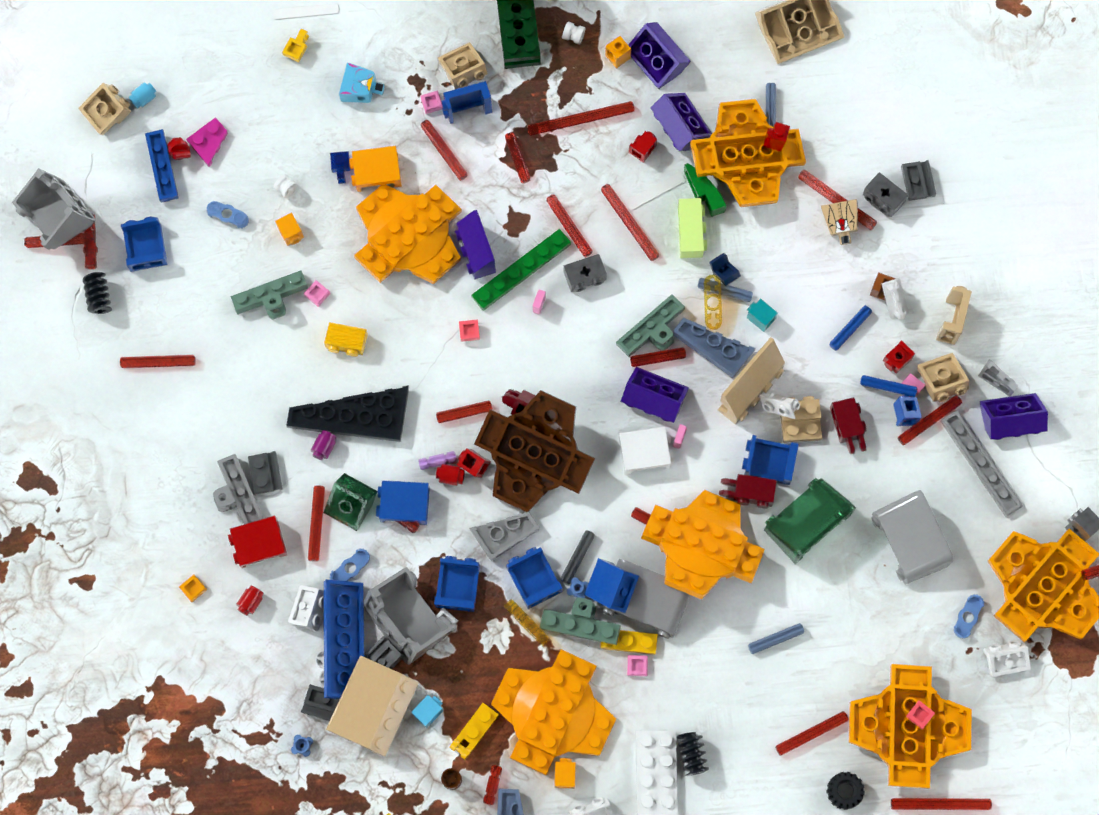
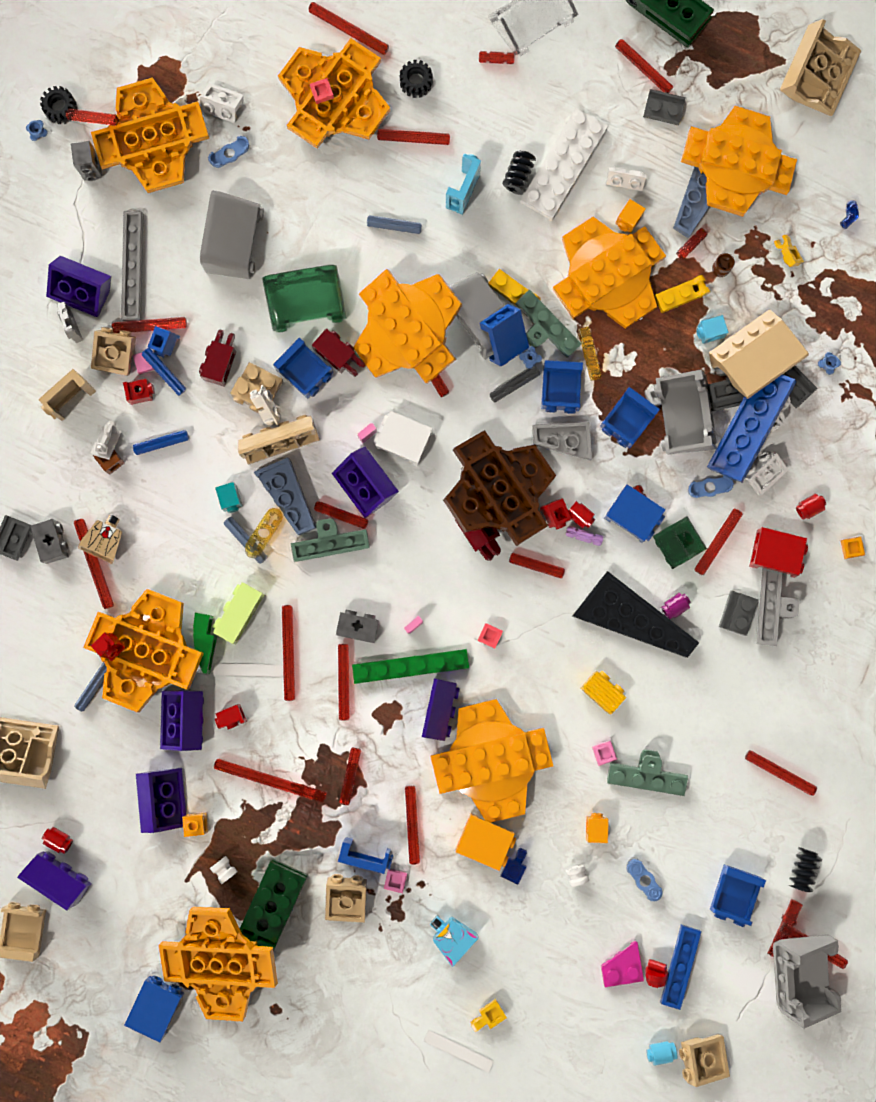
camera: 150 degrees left, 10 degrees up
(637, 665) = (519, 269): bright pink tile -> none
(724, 269) = (234, 556): dark blue bracket -> none
(728, 690) = (456, 199): none -> medium azure panel

